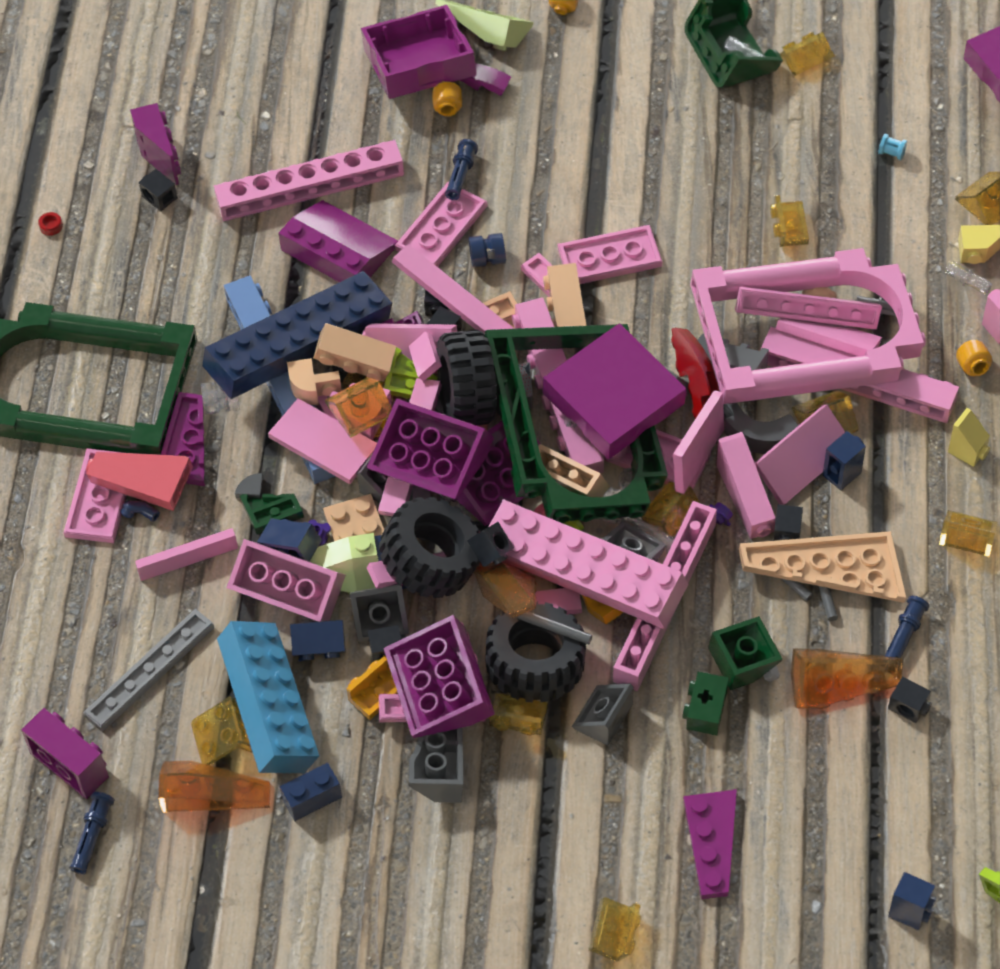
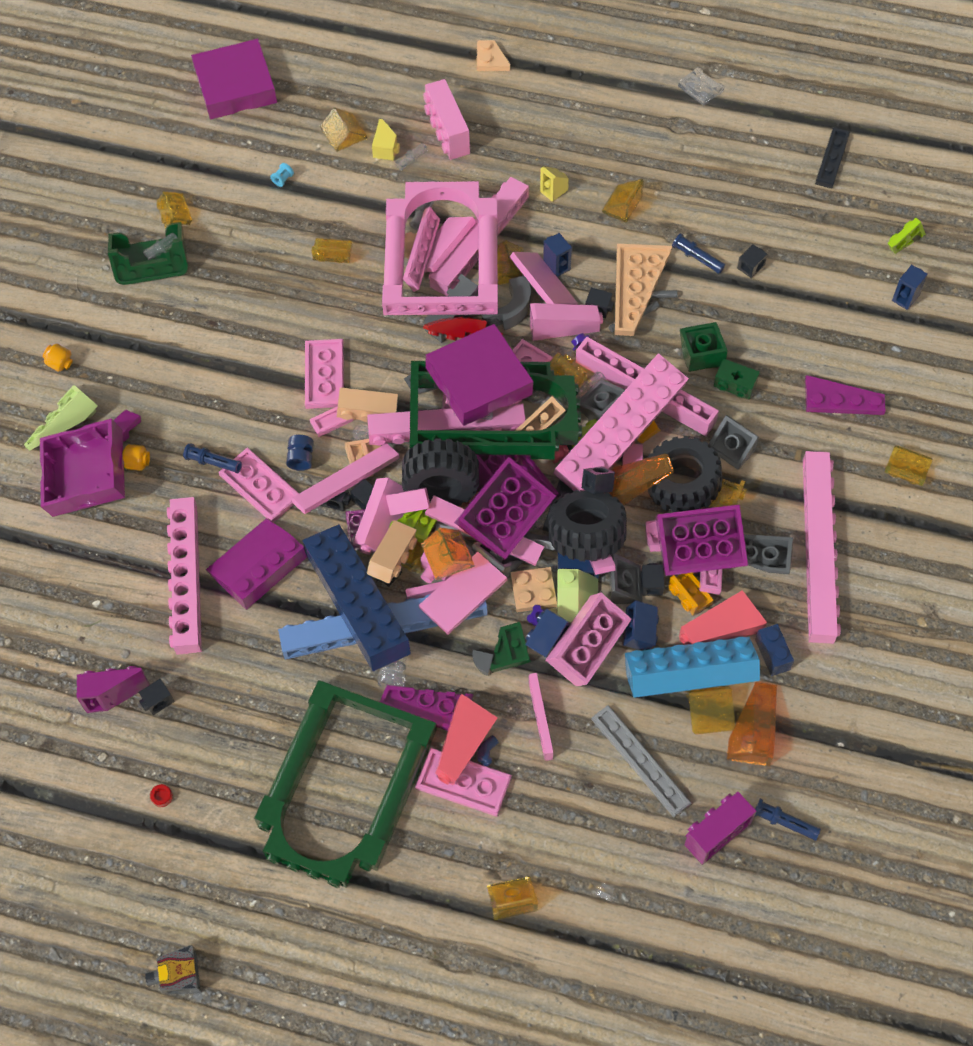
camera: 80 degrees left, 5 degrees up
(309, 386) = (406, 597): light nougat brick -> none
(343, 734) = (725, 621): none -> coral slope
(472, 831) = (820, 548): none -> bright pink brick
(556, 627) = (681, 444): dark grey bar -> none
(698, 442) = (527, 335): bright pink tile -> none
(833, 676) = (725, 298): clear orange wedge -> none
(974, 358) = (483, 166): light orange head -> none

